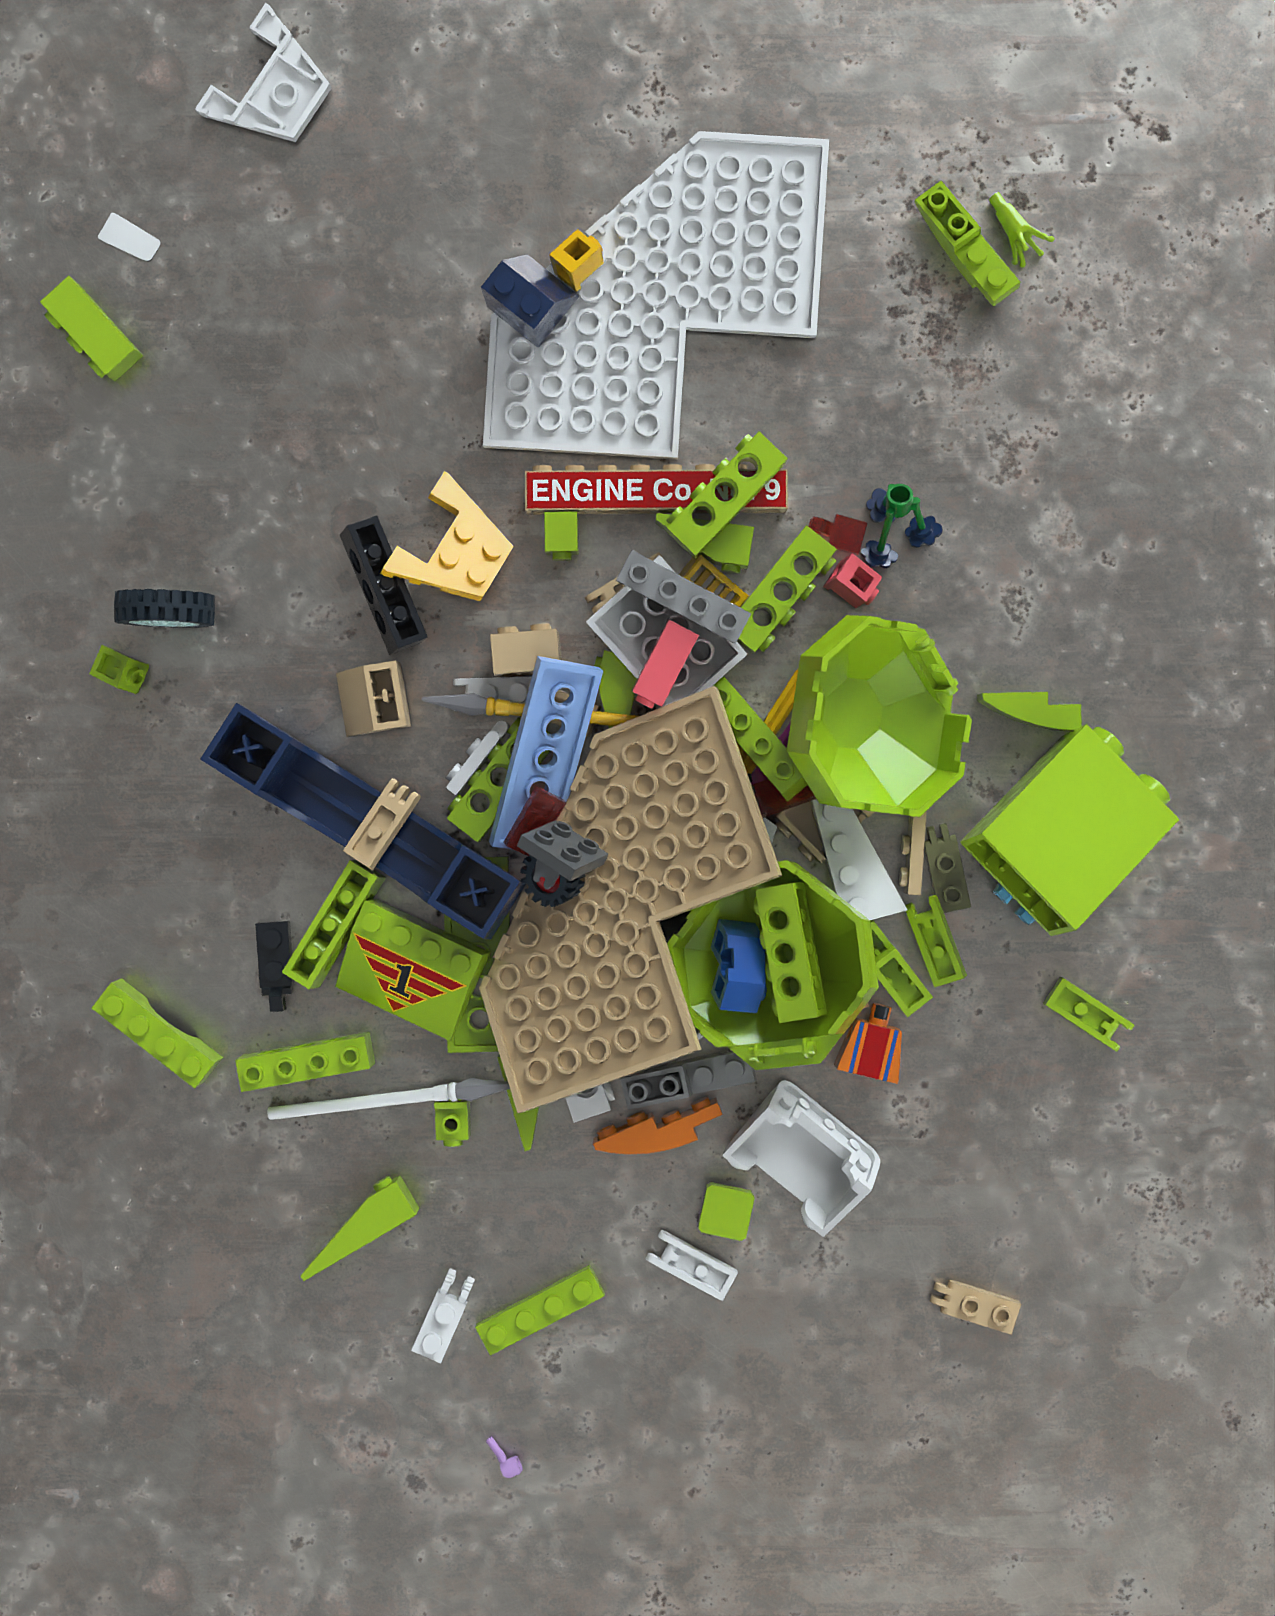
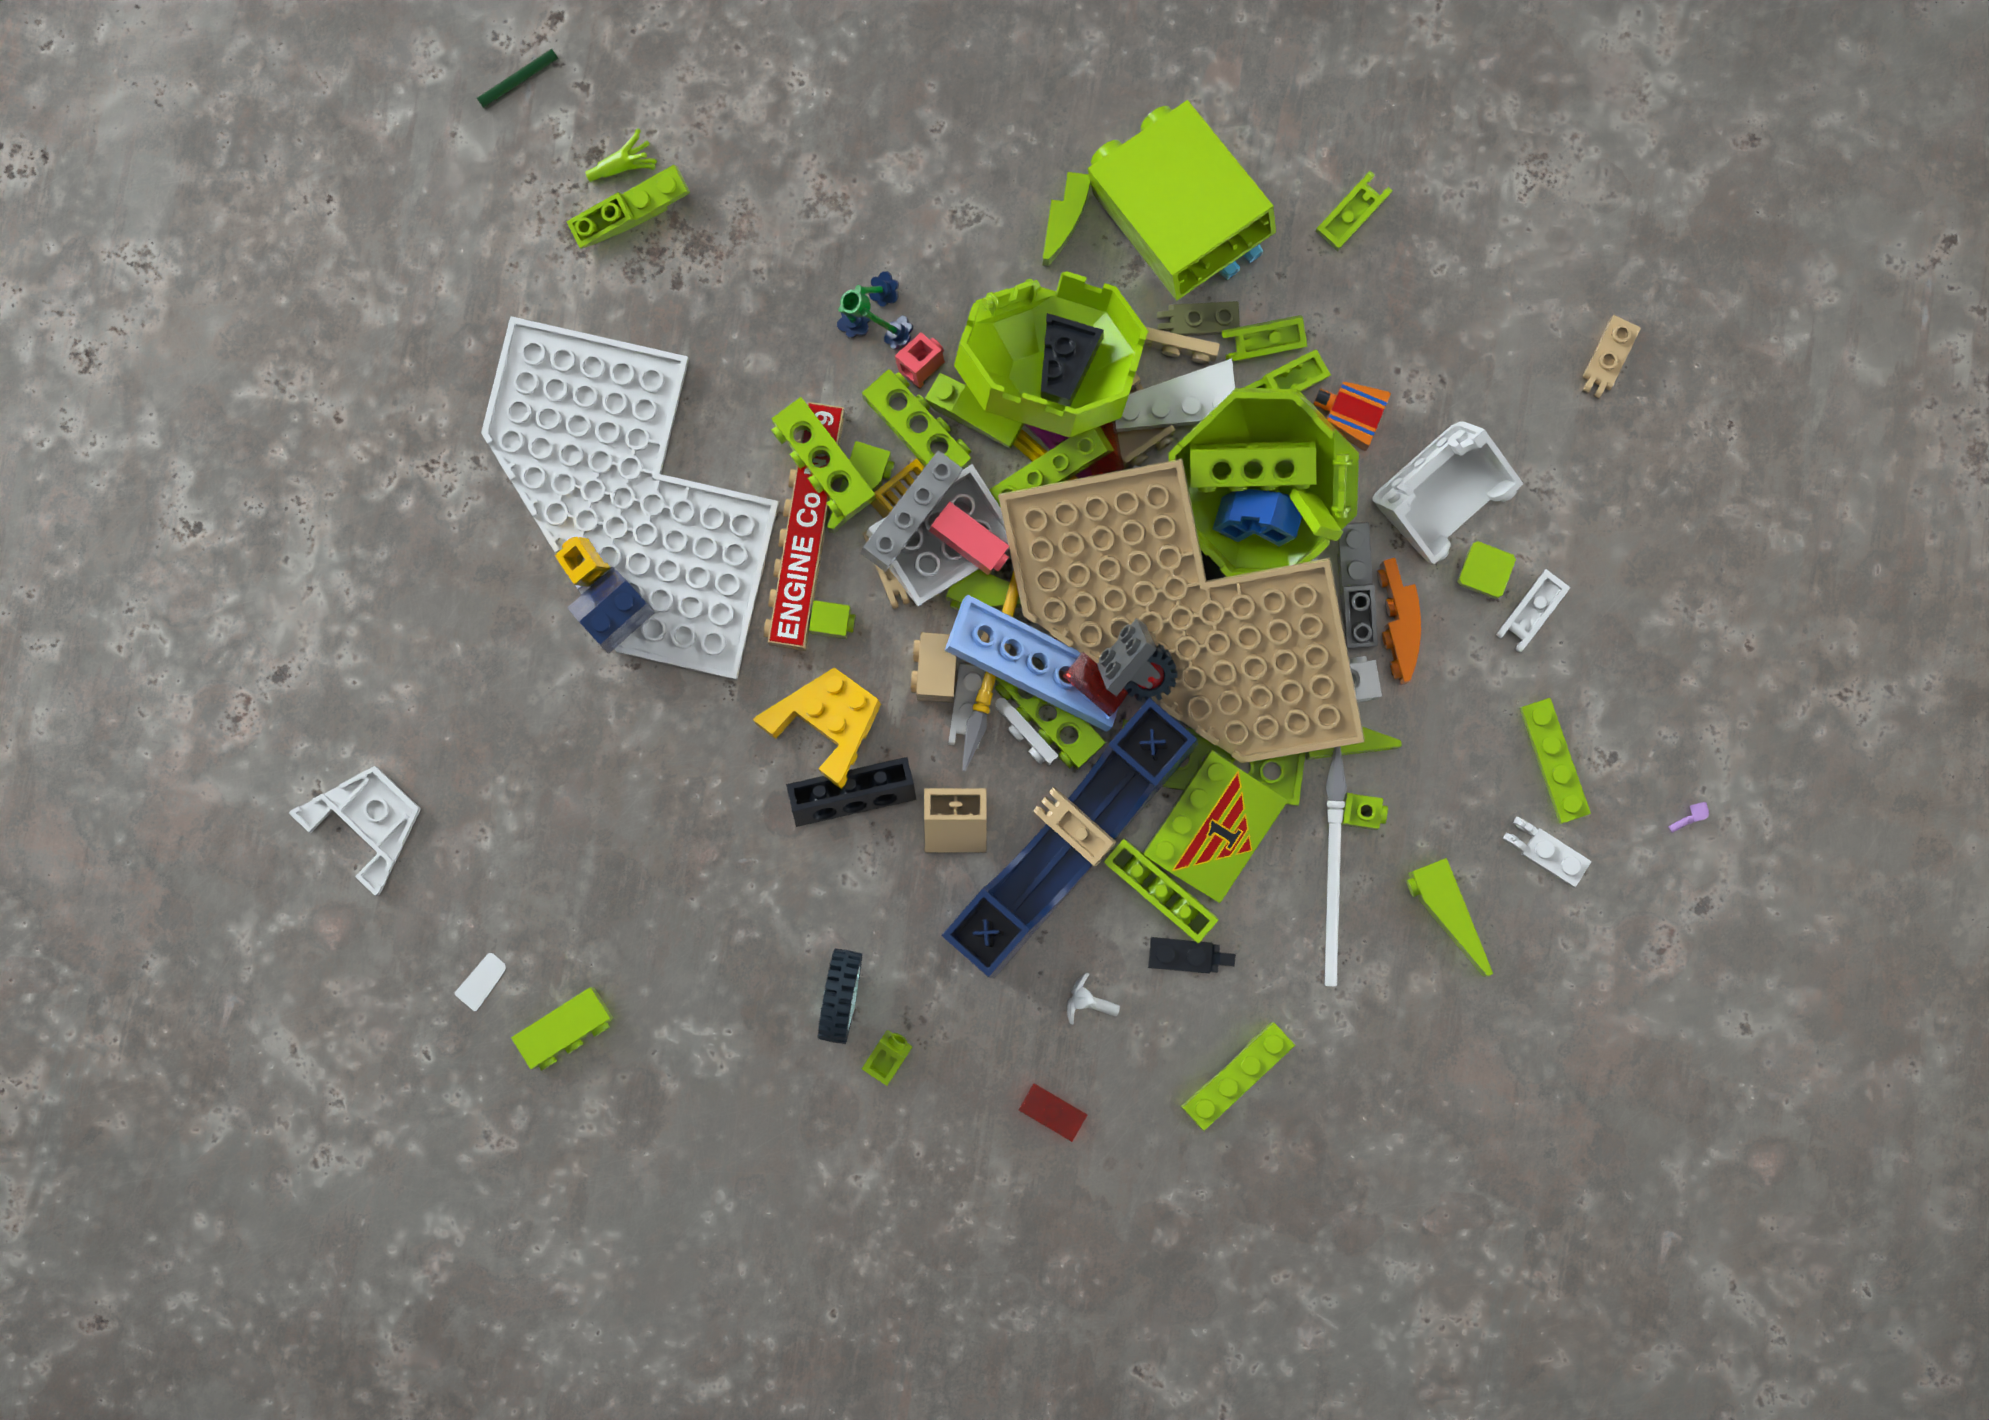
camera: 85 degrees left, 5 degrees down
(91, 849) = (1052, 1112): none -> clear red plate
(206, 863) = (1084, 999): none -> white plant
(305, 1061) = (1286, 939): lime brick -> none
(747, 1027) = (1315, 514): none -> lime tile
(814, 622) = (960, 405): none -> lime slope
(844, 533) = (872, 362): clear red plate -> none
(877, 736) = (1067, 357): none -> black wing
(1089, 102) = (517, 78): none -> dark green bar

